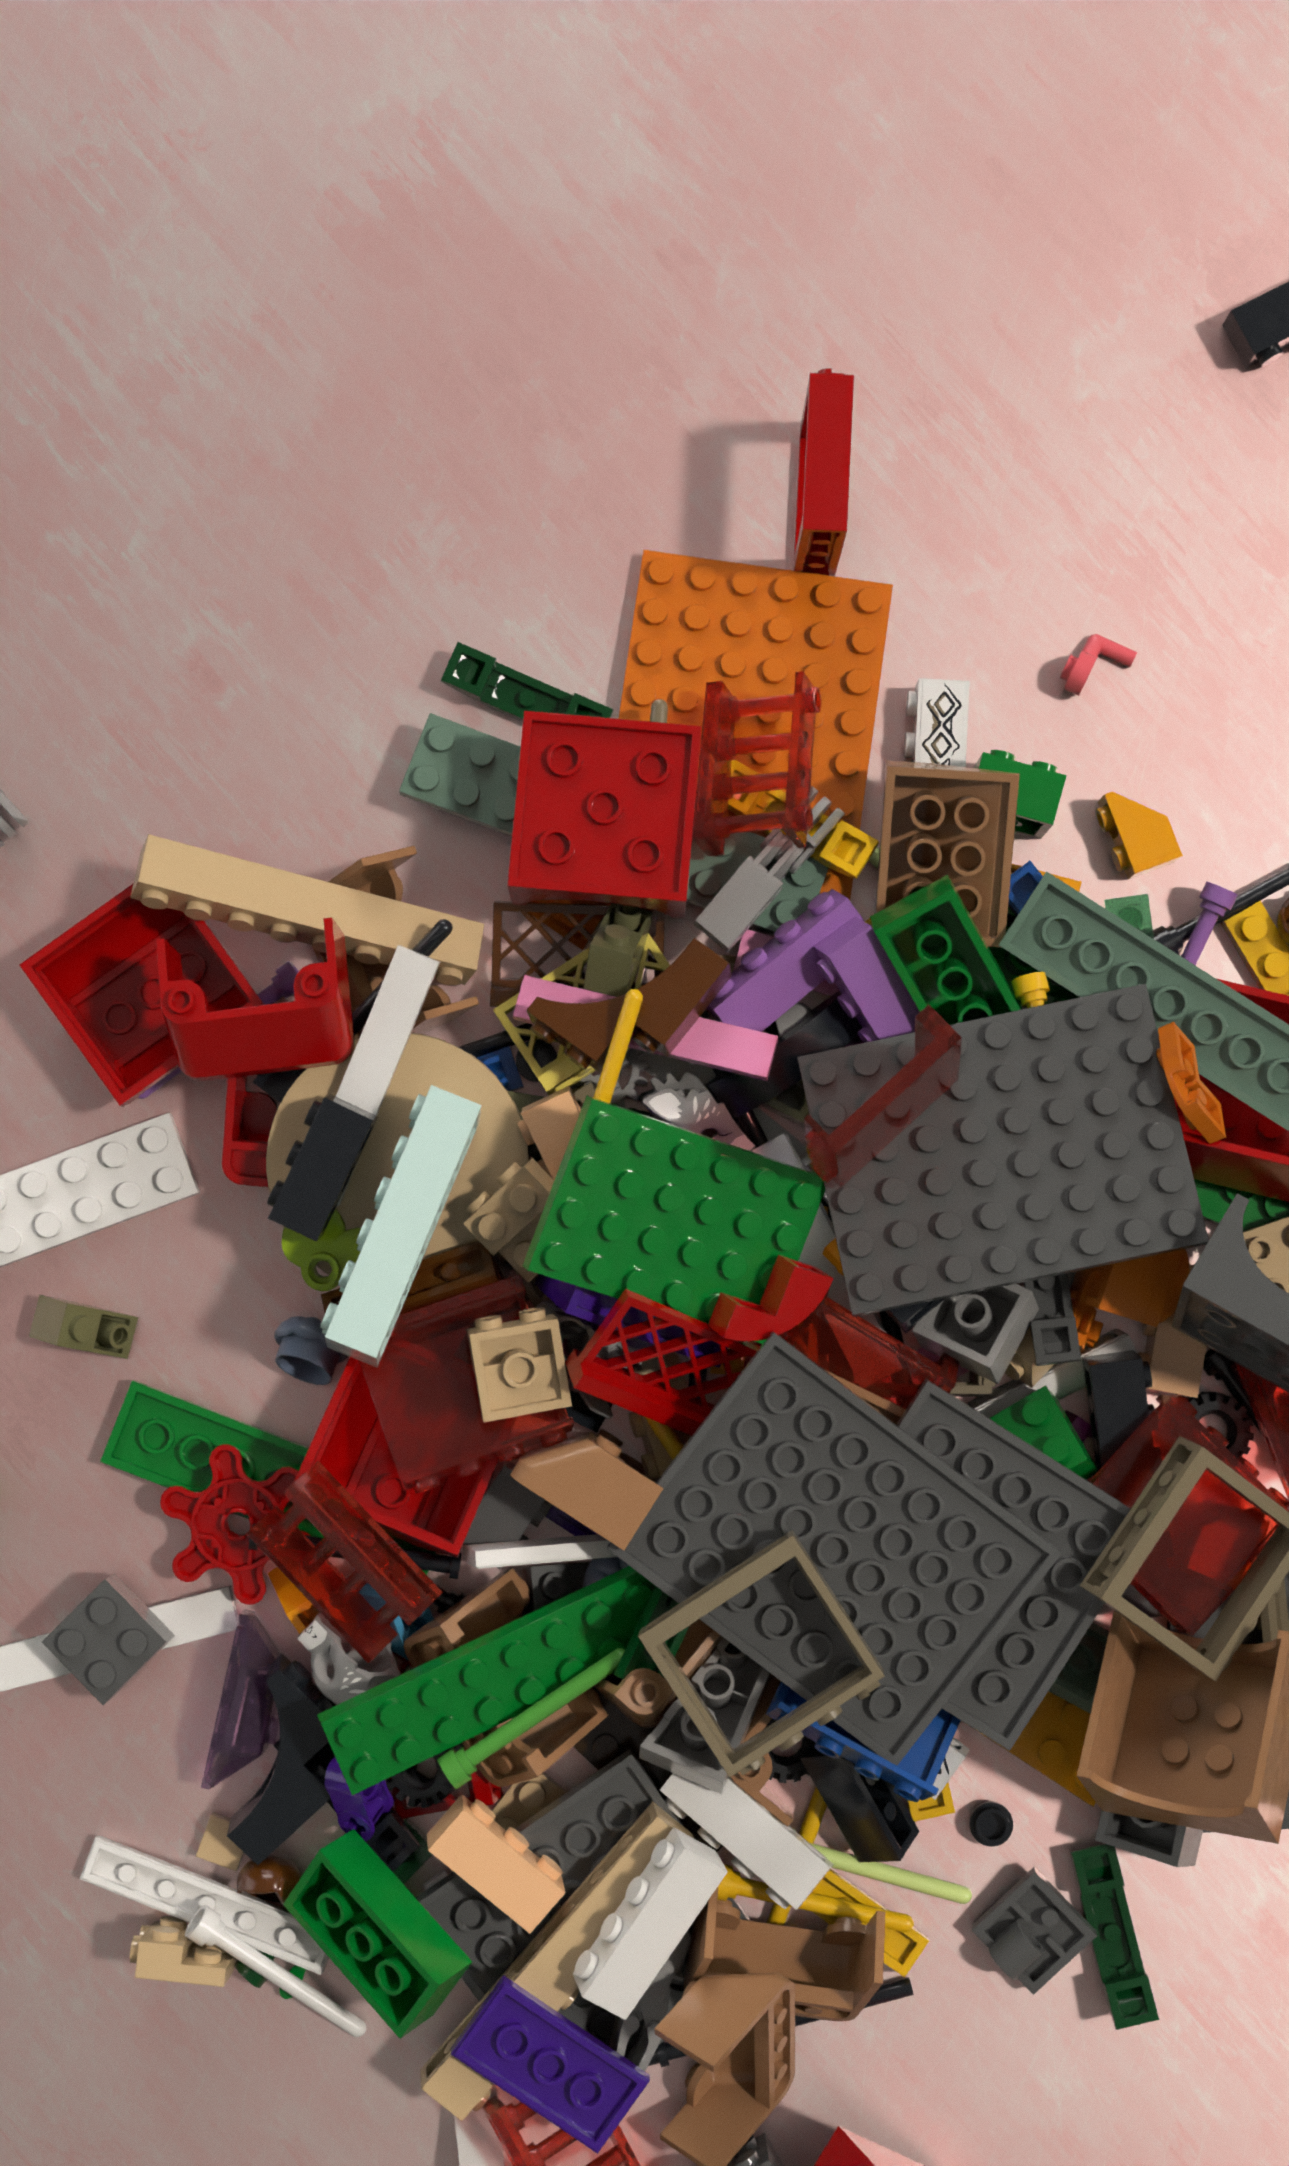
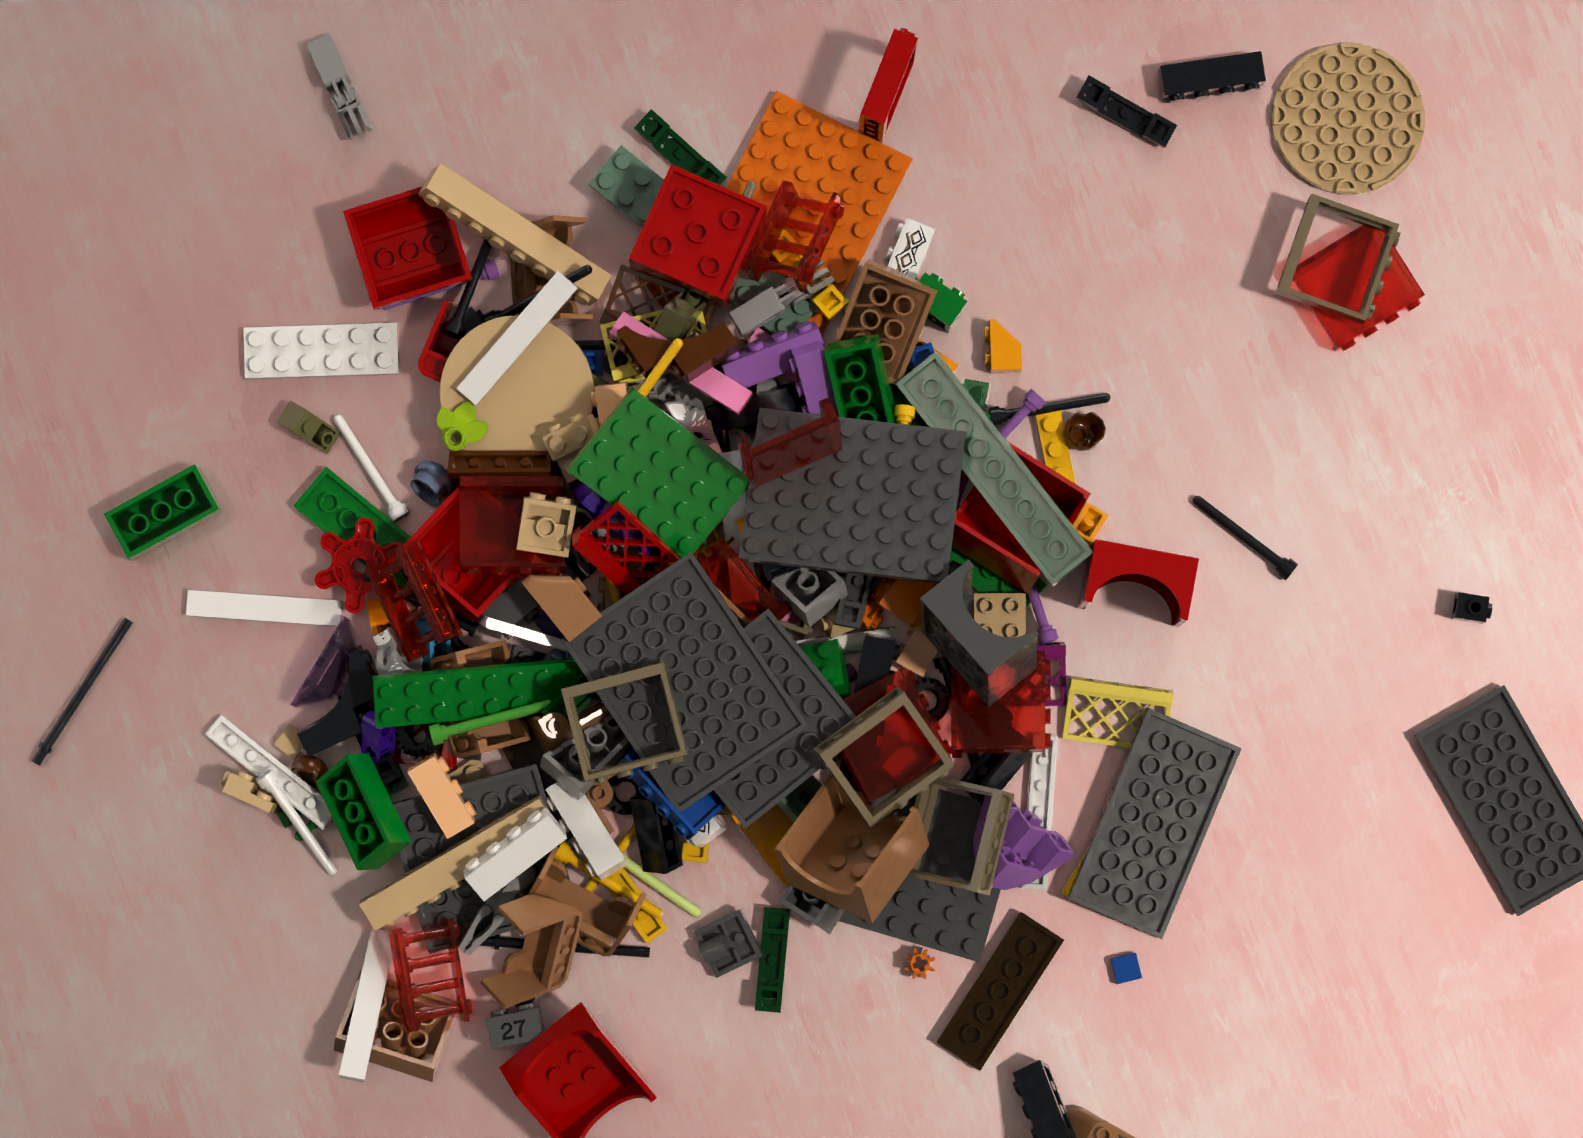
camera: 20 degrees right, 0 degrees up
(108, 1638) = (266, 605): dark grey brick -> none
(260, 1038) = (467, 297): red windscreen -> none
(262, 1090) = (455, 326): none -> black piece
(265, 1409) = (395, 508): none -> white piece
(321, 1166) = (474, 379): black brick -> none
(403, 1226) = (508, 426): light aqua brick -> none
(550, 2064) = (434, 914): dark purple tile -> none
(788, 1299) = (707, 537): red brick -> none
(991, 1823) = (725, 877): black plate -> none
(1078, 669) = (1002, 243): coral plate -> none
(1195, 1100) = (965, 490): orange plate -> none
(1200, 406) = (1125, 113): none -> black slope

